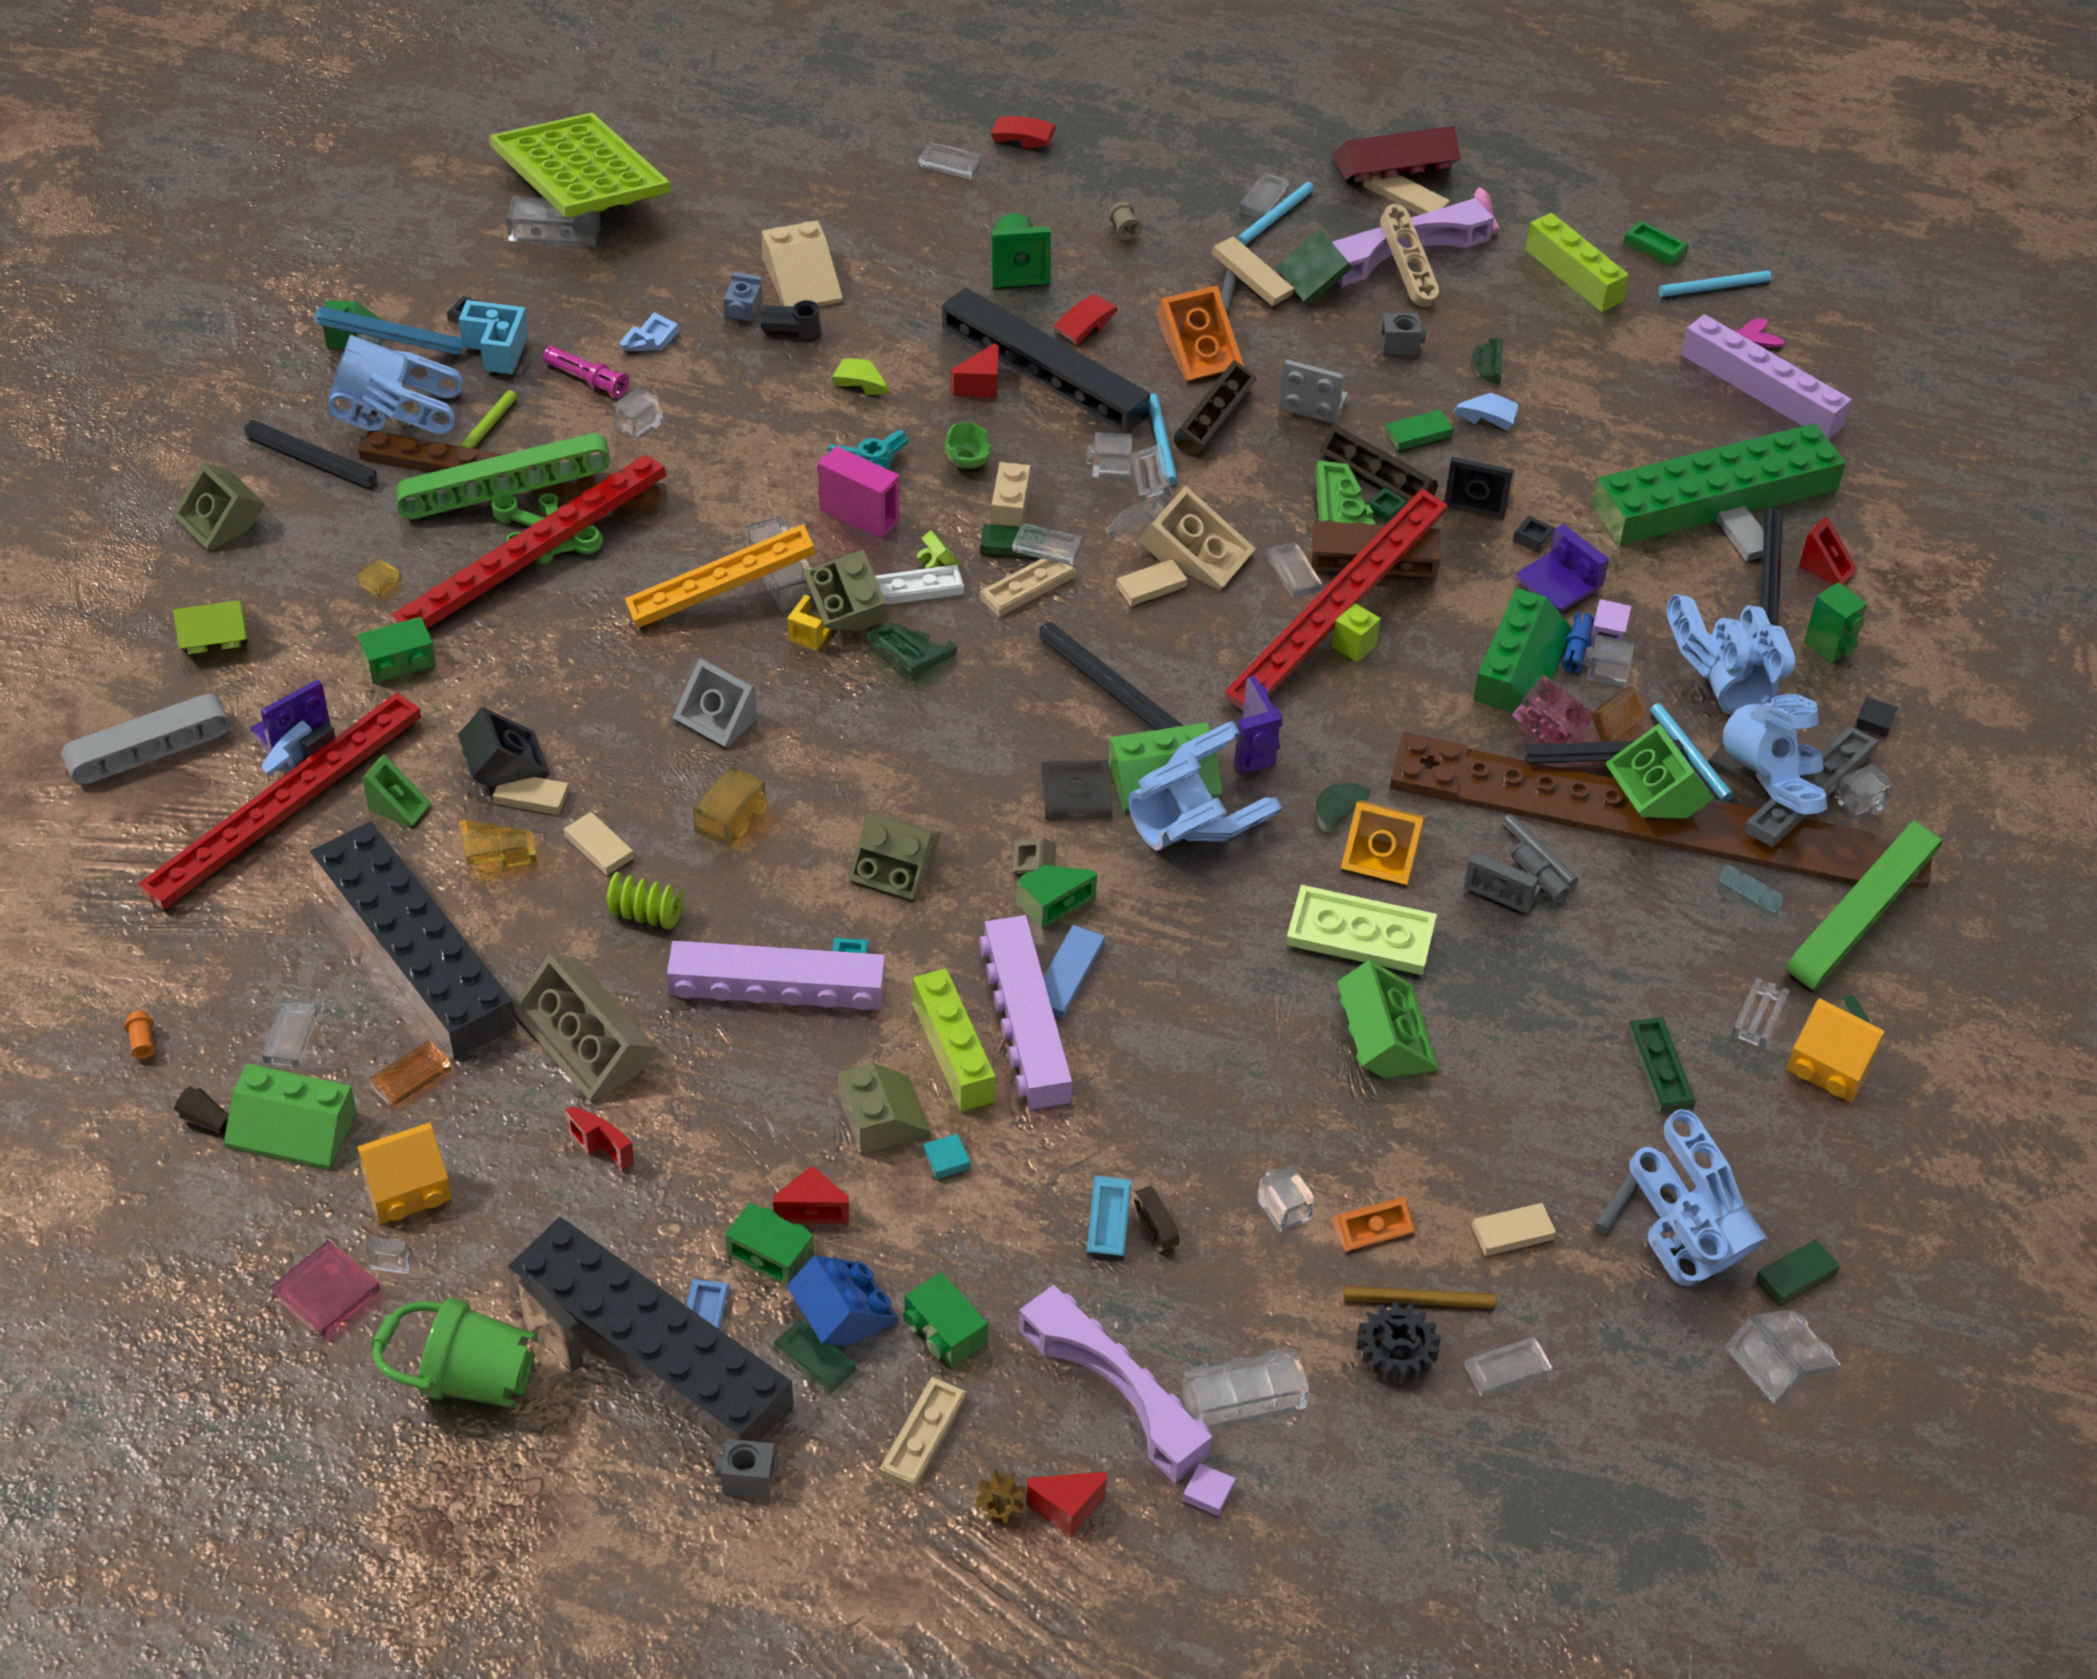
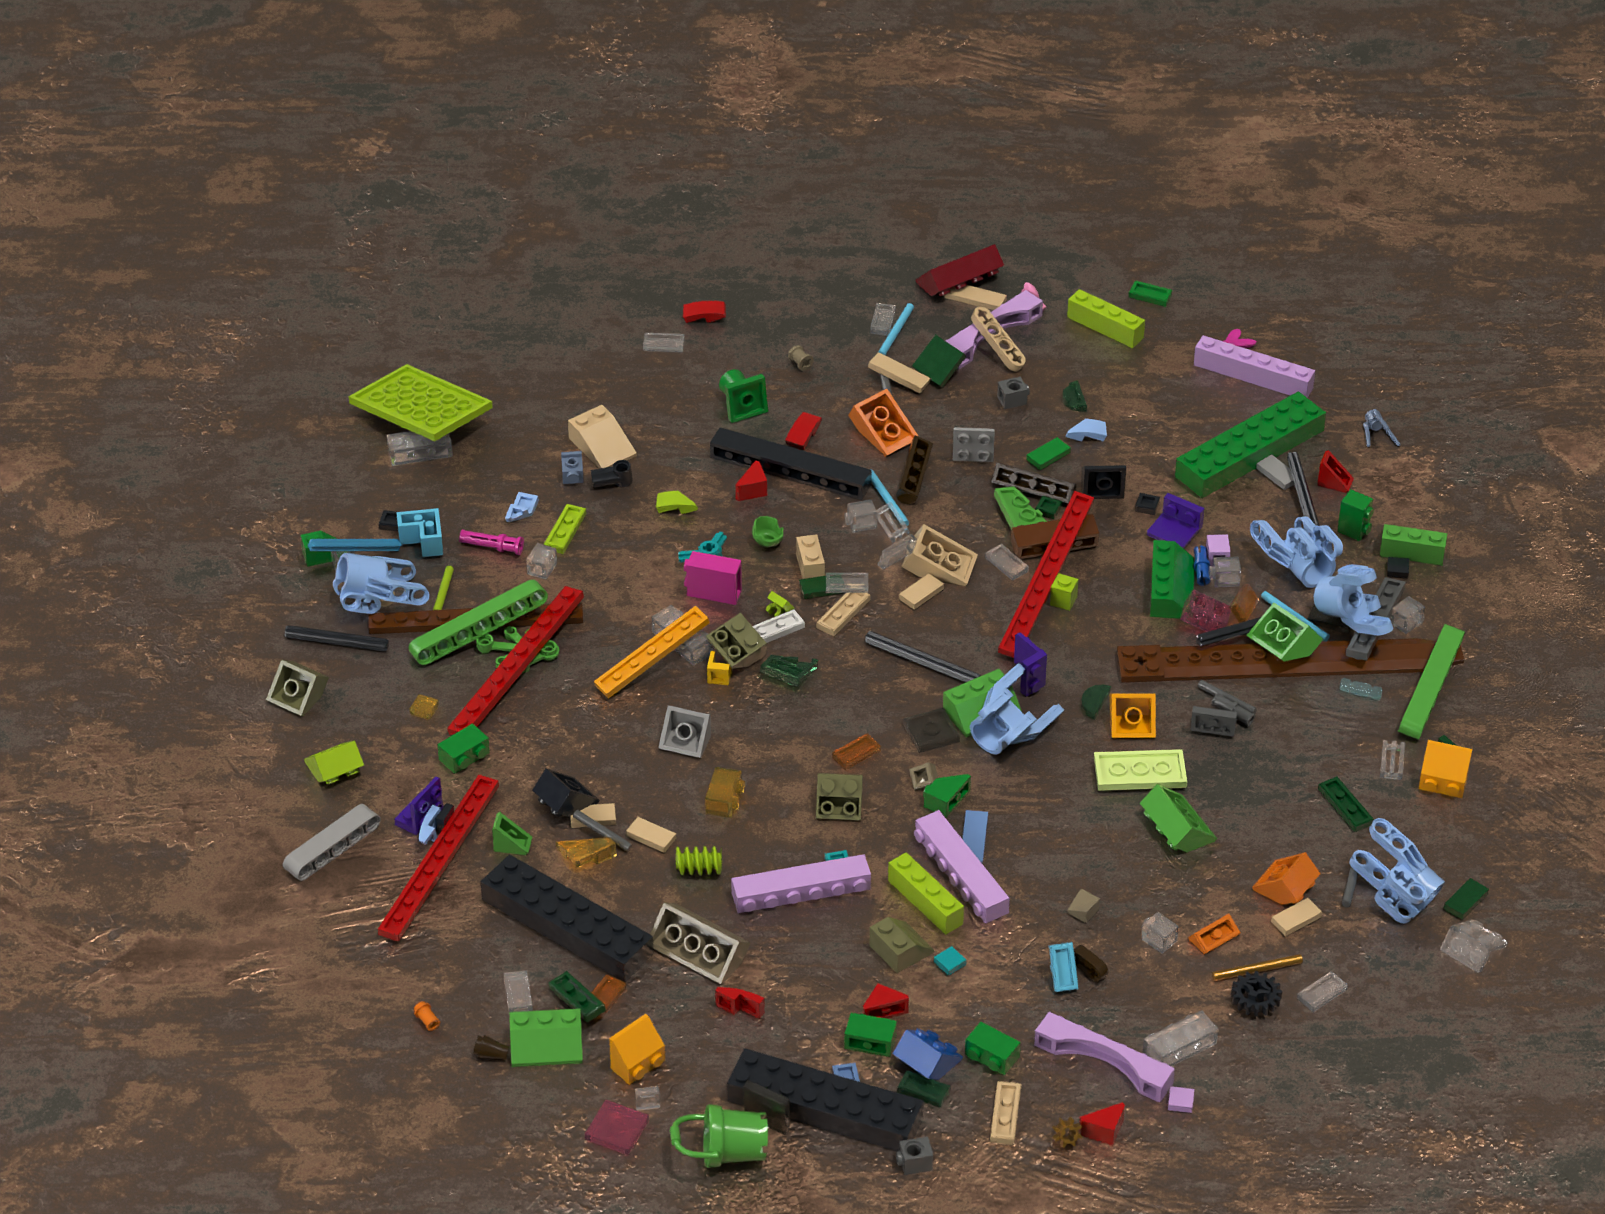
camera: 15 degrees left, 5 degrees down
(366, 1064) = (577, 996): none -> dark green tile
(530, 819) = (605, 832): none -> dark grey bar
(695, 377) = (565, 528): none -> lime tile
(953, 794) = (856, 751): none -> clear orange tile
(1187, 1123) = (1084, 906): none -> dark tan slope
(1521, 1164) = (1287, 879): none -> orange slope
(1714, 283) = (1198, 312): medium azure bar -> none
(1911, 687) = (1413, 544): none -> bright green slope
(1918, 494) = (1375, 422): none -> sand blue plant

